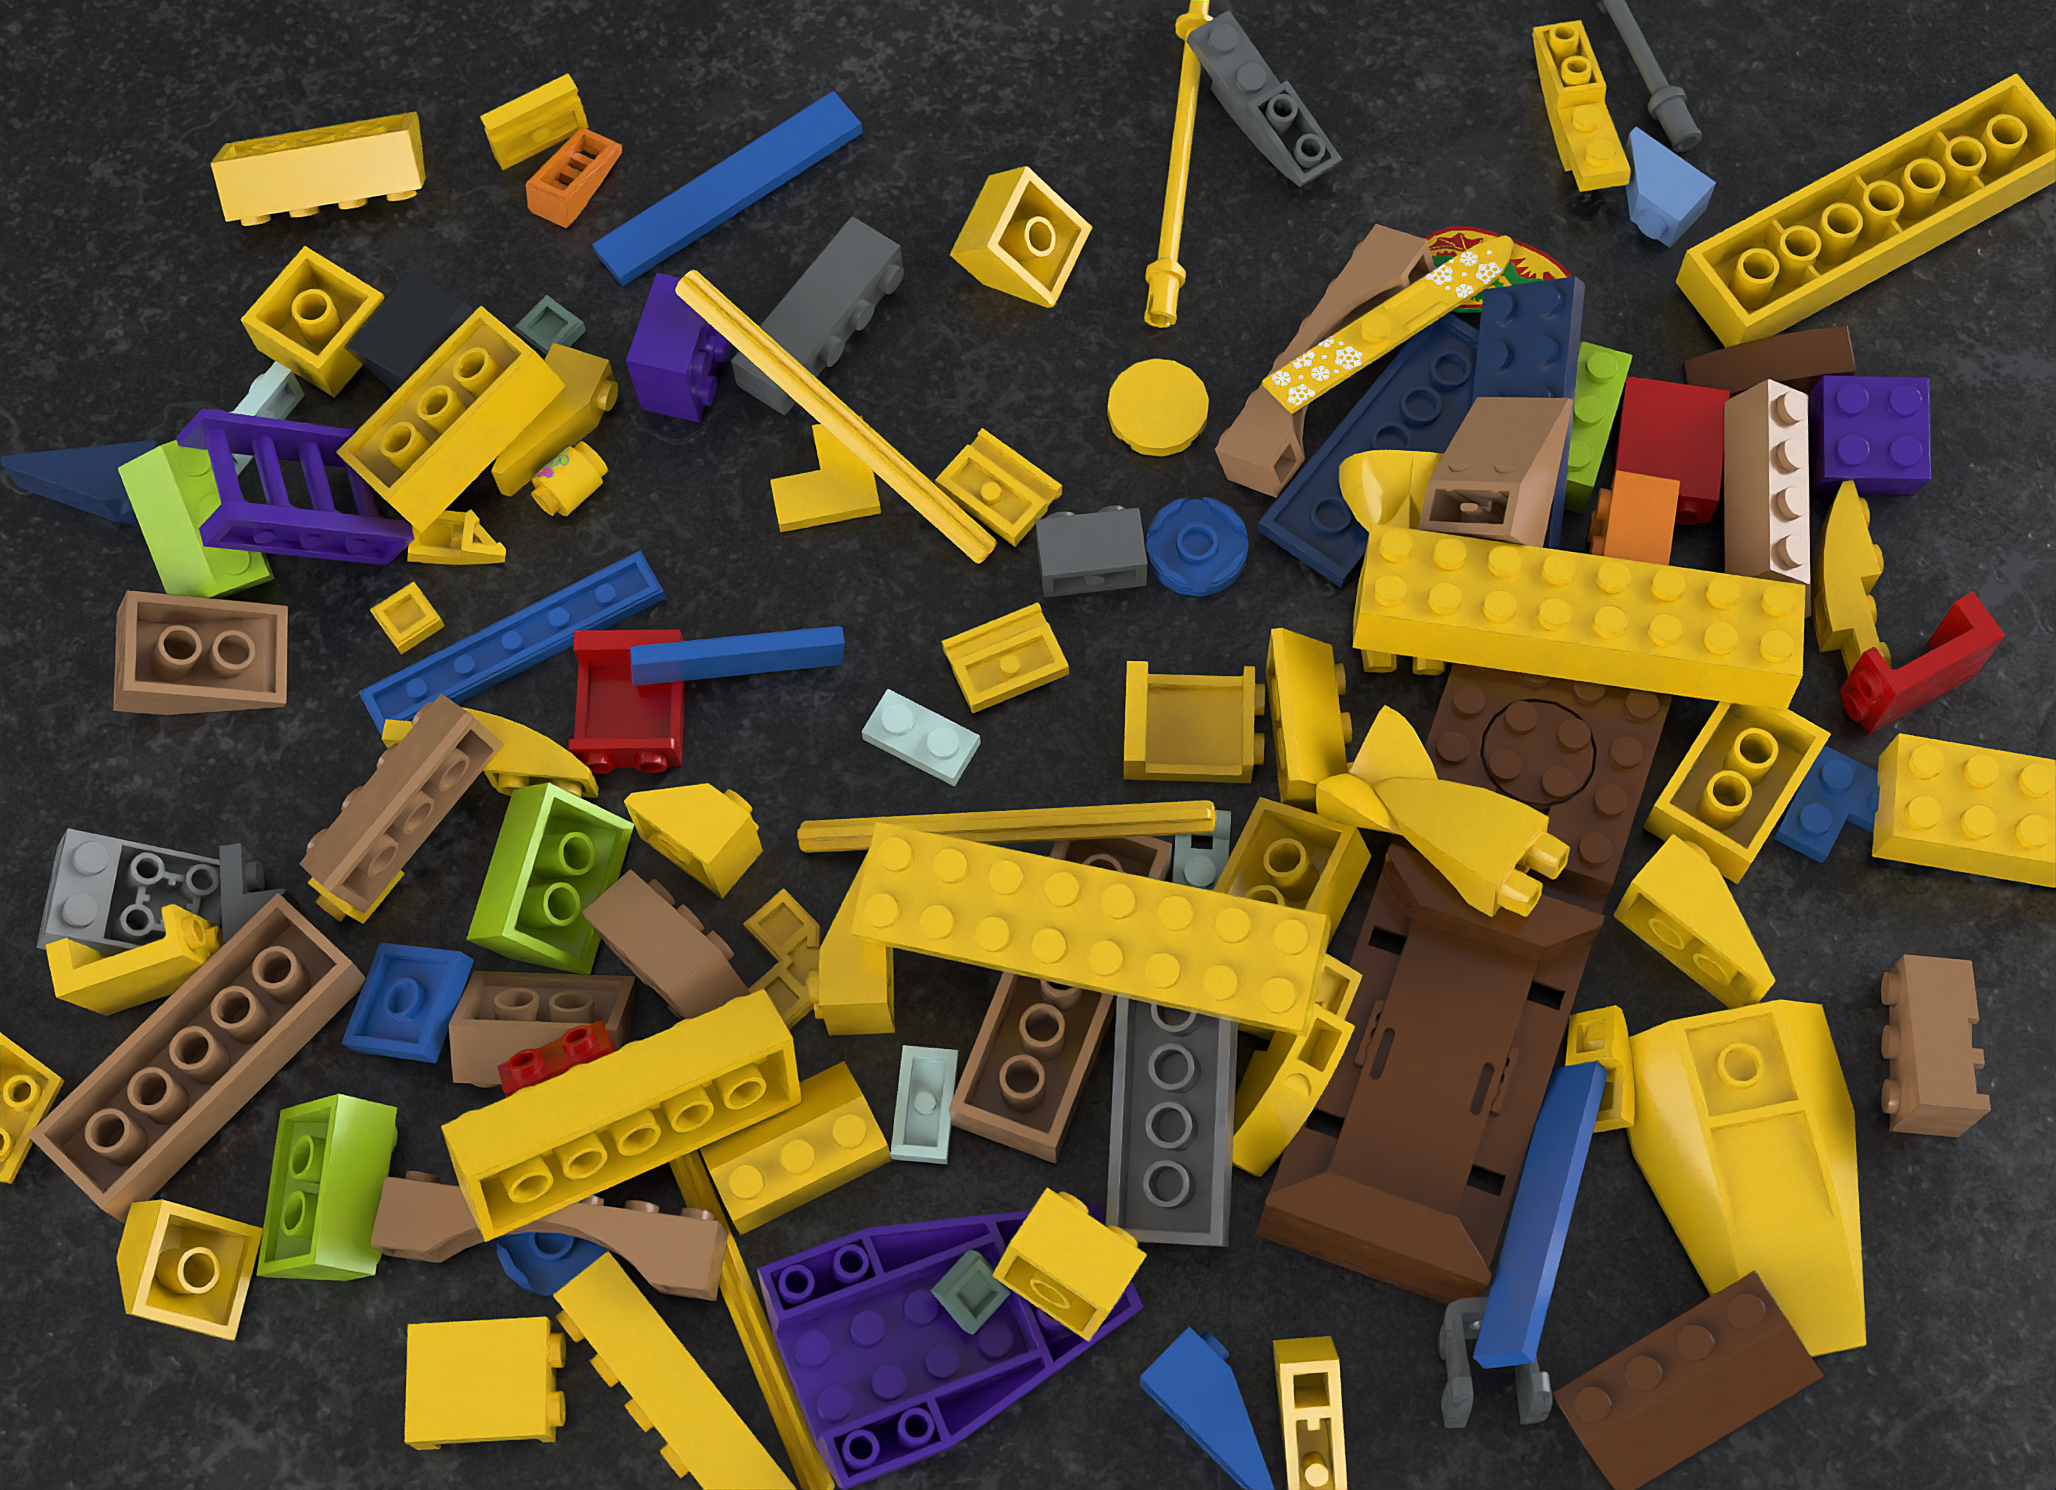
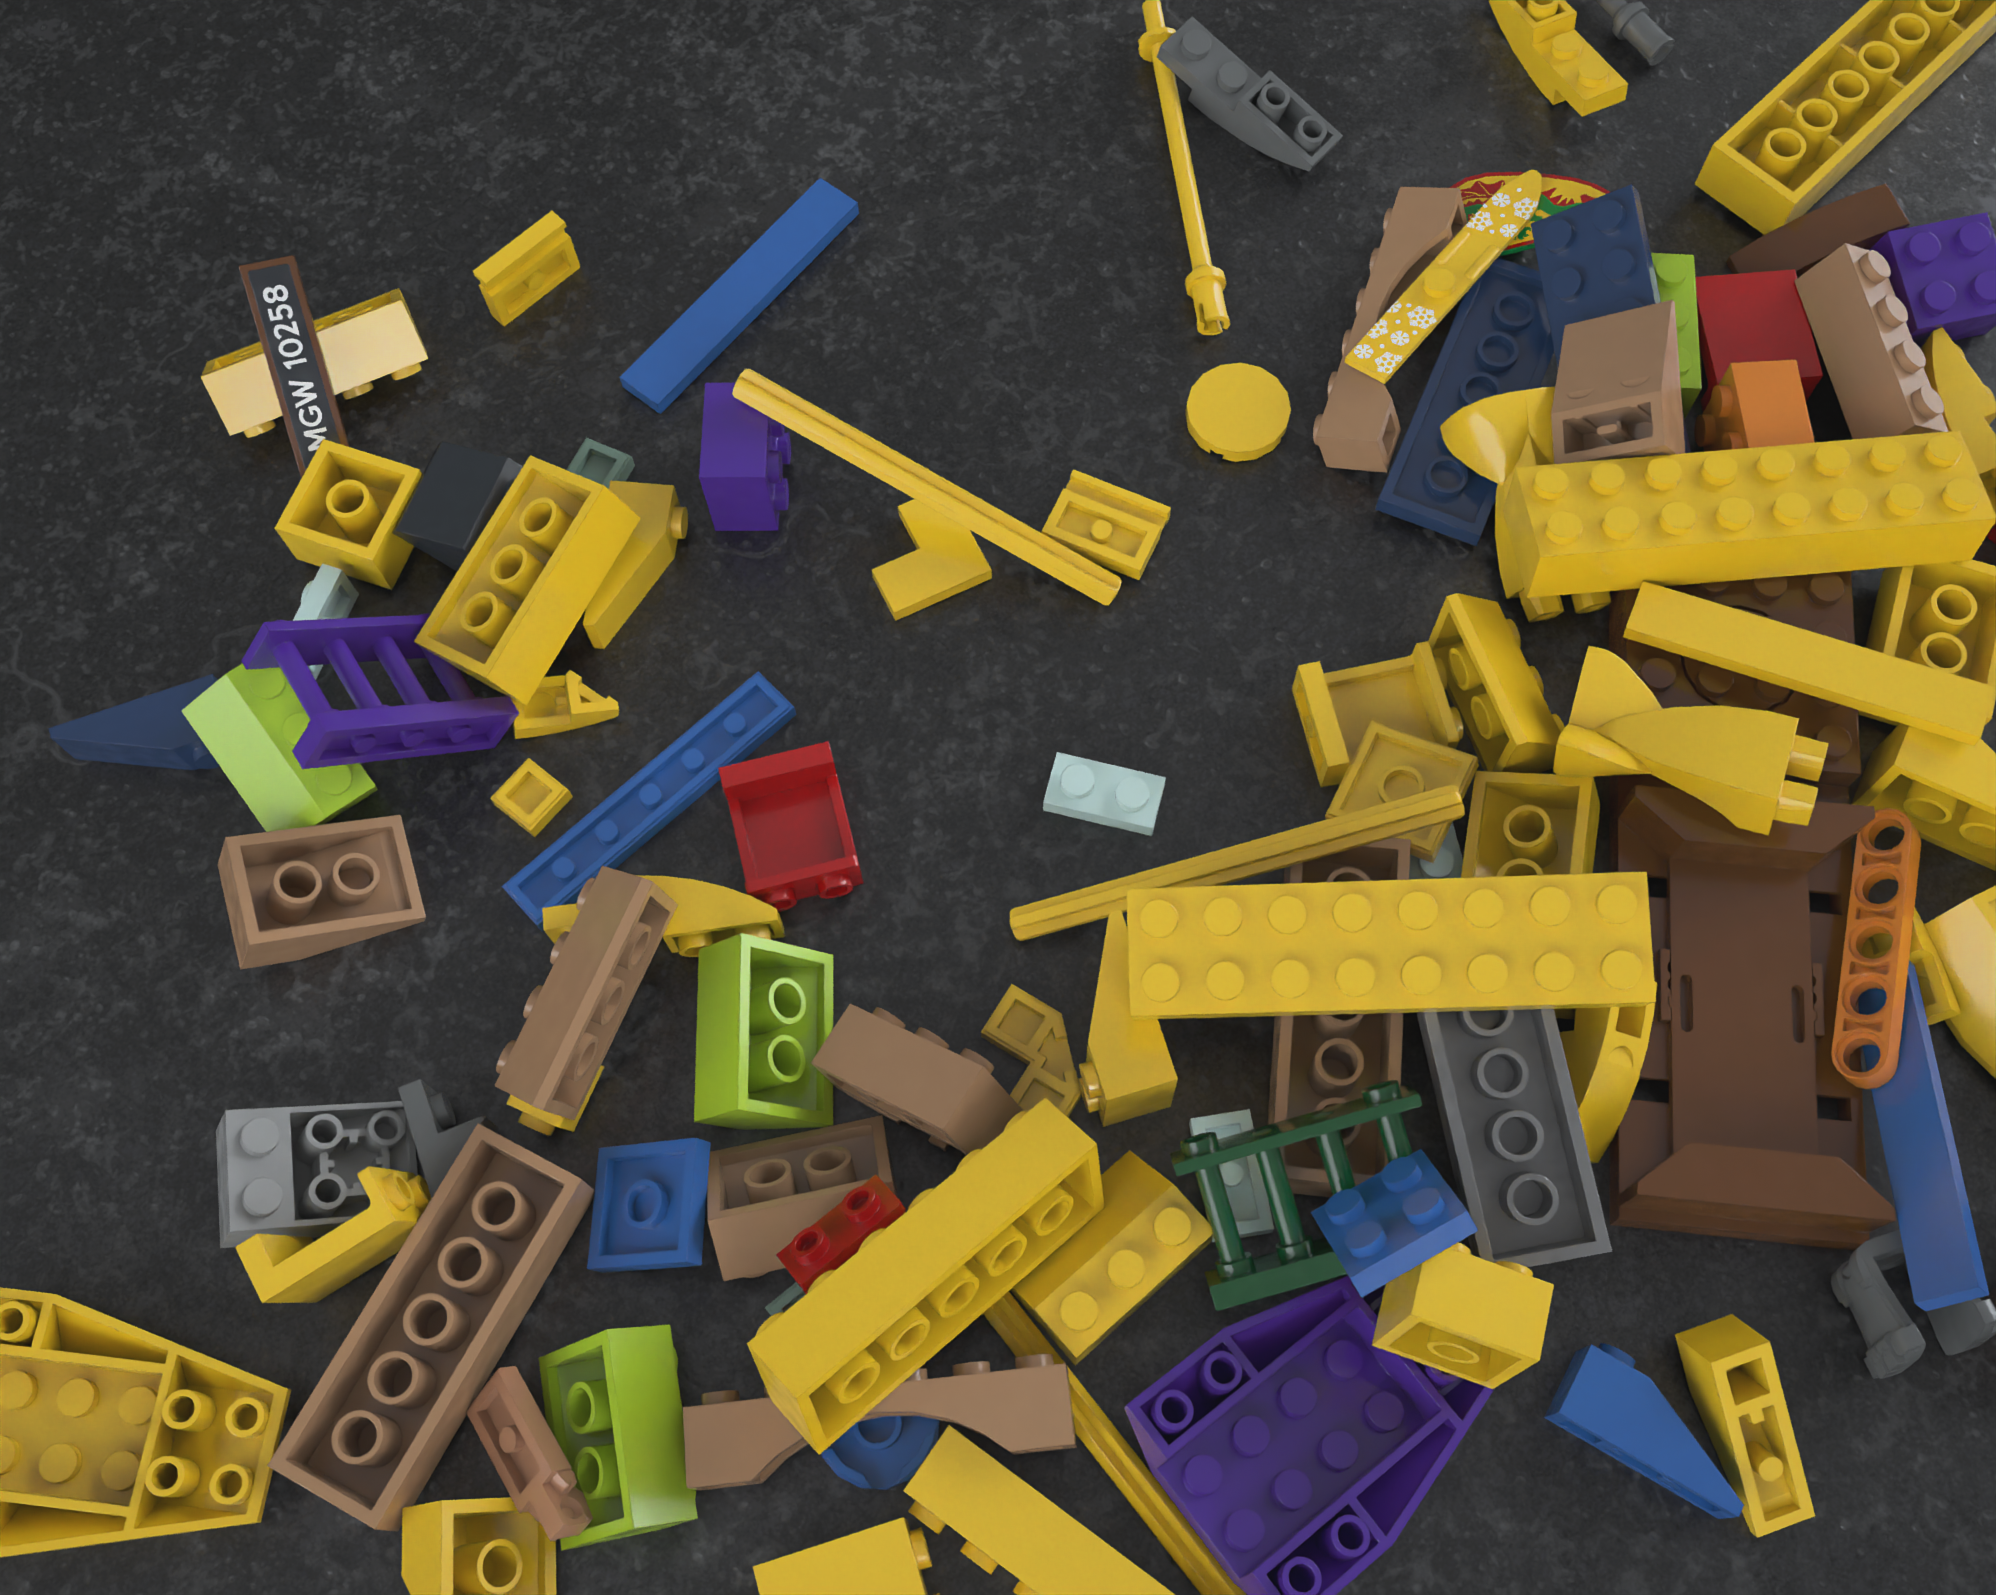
camera: 15 degrees left, 0 degrees up
(247, 1185) = (528, 1455): none -> nougat hinge
(298, 163) = (293, 356): none -> tile
(562, 202) = (573, 344): orange slope -> none
(568, 479) = (663, 616): yellow brick -> none
(699, 831) = (910, 946): yellow slope -> none
(737, 655) = (893, 754): blue tile -> none
(826, 307) = (877, 388): dark grey brick -> none
(952, 1185) = (1298, 1258): none -> dark green fence
(970, 1291) = (1350, 1367): sand green tile -> none
(1005, 657) = (1167, 692): yellow plate -> none
(1021, 237) = (1051, 276): yellow slope -> none
(1025, 1166) = (1393, 1221): none -> blue plate
(1091, 551) = (1220, 566): dark grey brick -> none
(1194, 772) = (1398, 765): none -> yellow tile
(1197, 546) = (1320, 538): blue tile -> none
(1574, 1068) = (1888, 971): none -> orange beam
(1587, 769) = (1811, 663): none -> yellow tile
(1663, 189) = (1658, 98): medium blue slope -> none

